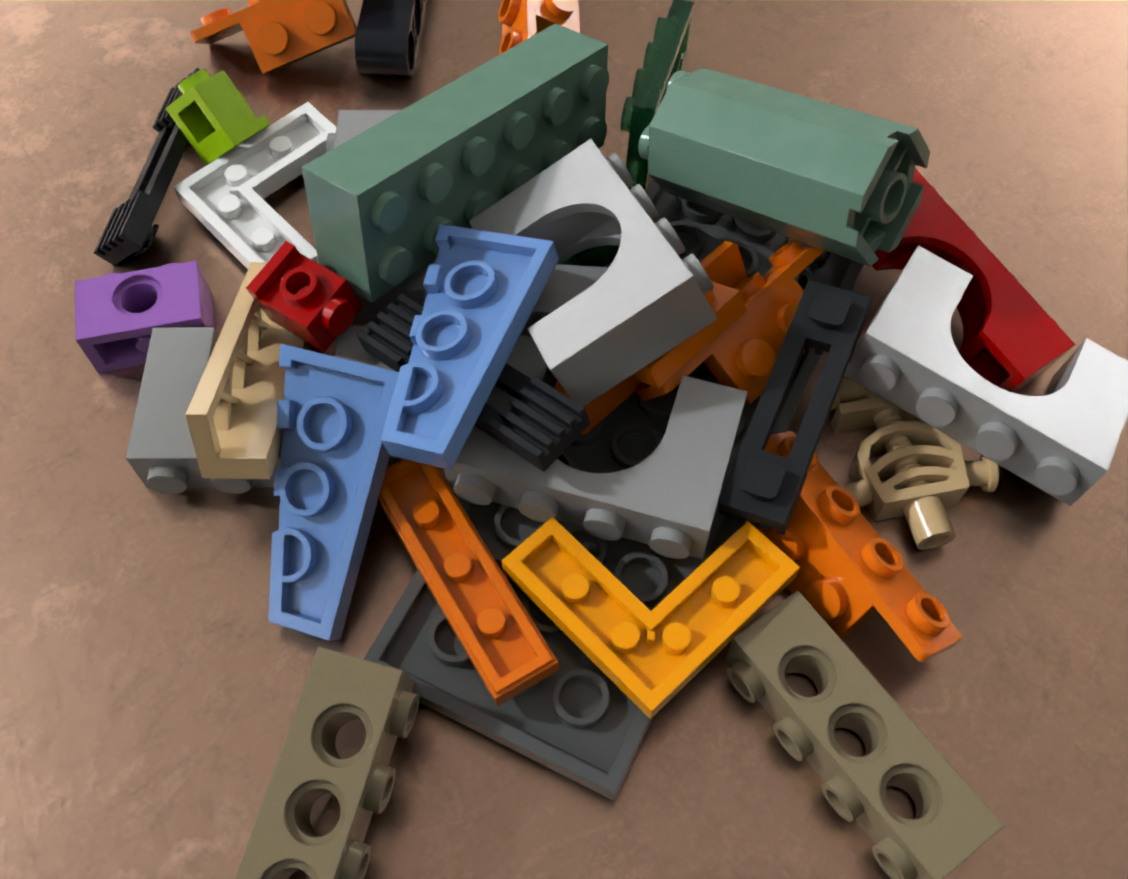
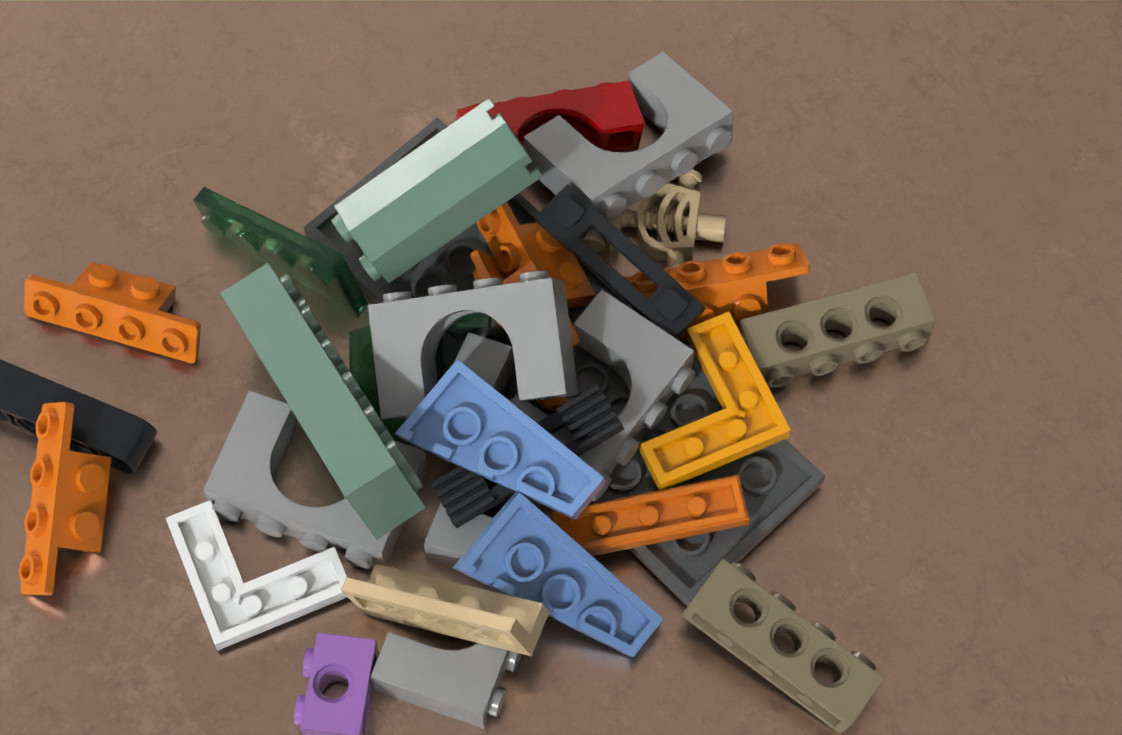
camera: 70 degrees left, 5 degrees up
(130, 225) = (237, 692): black container -> none
(213, 115) = (154, 586): lime brick -> none
(304, 297) = (400, 568): red brick -> none

